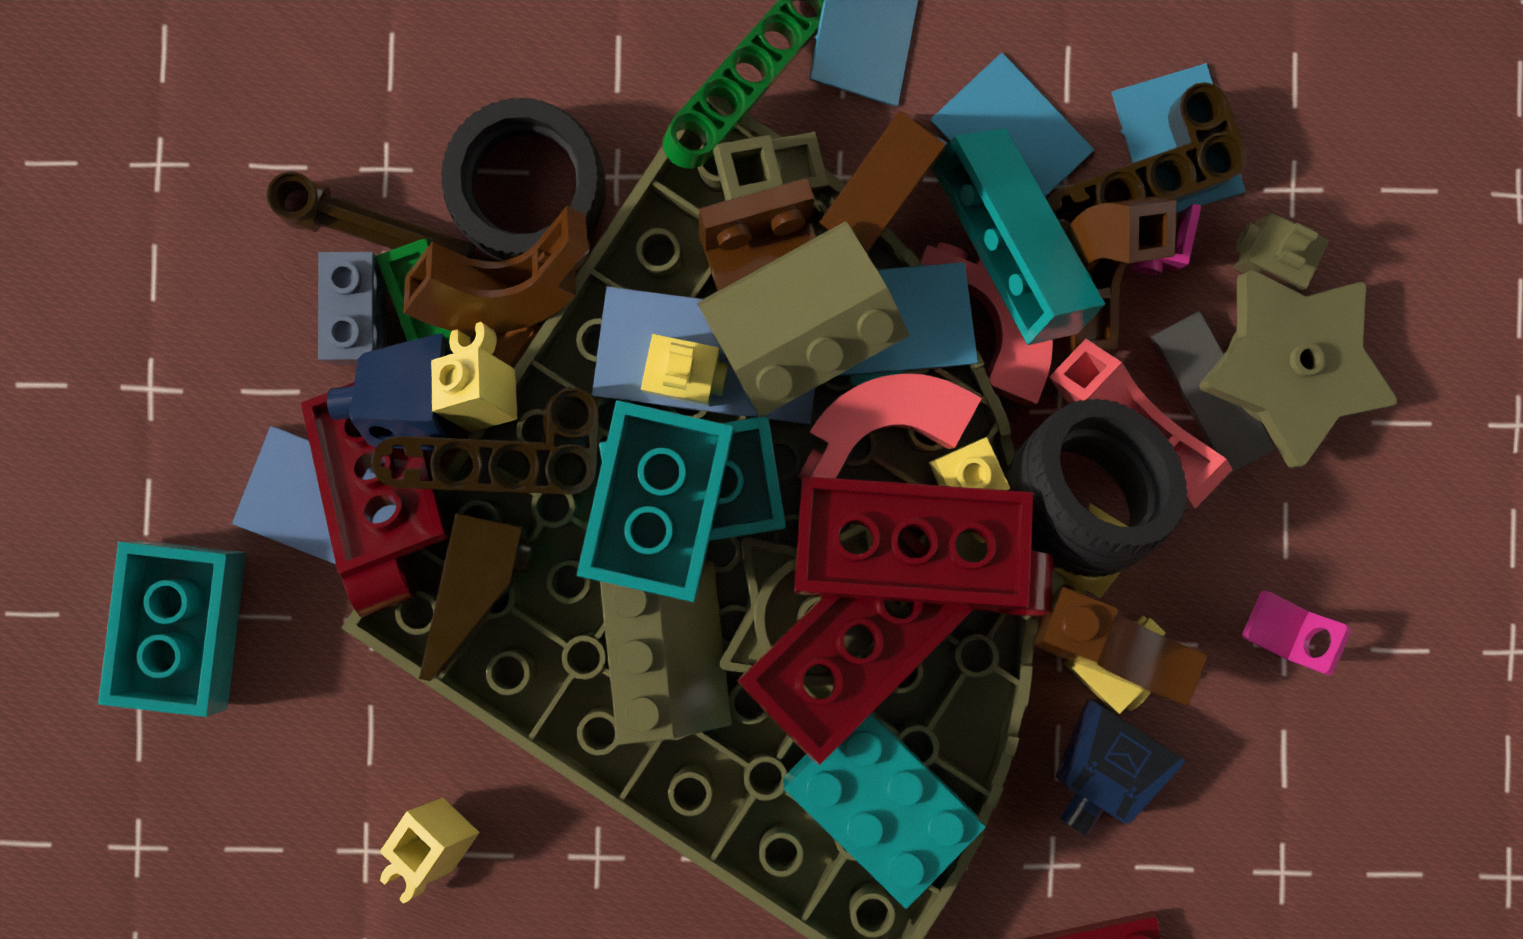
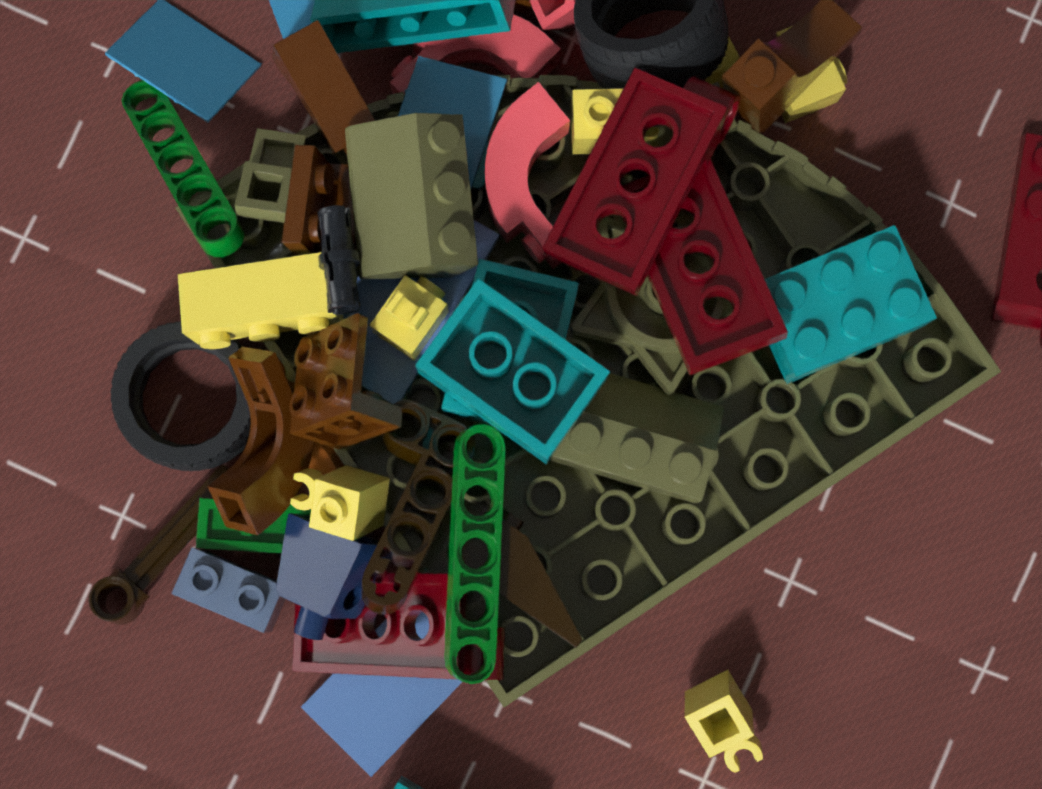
camera: 70 degrees left, 5 degrees down
(445, 557) = (486, 577): none -> green beam
(577, 319) = (328, 392): none -> reddish brown bracket
(638, 213) = (254, 301): none -> light yellow brick
(705, 274) = (339, 260): none -> black pin
(1111, 769) = (888, 117): torso -> none

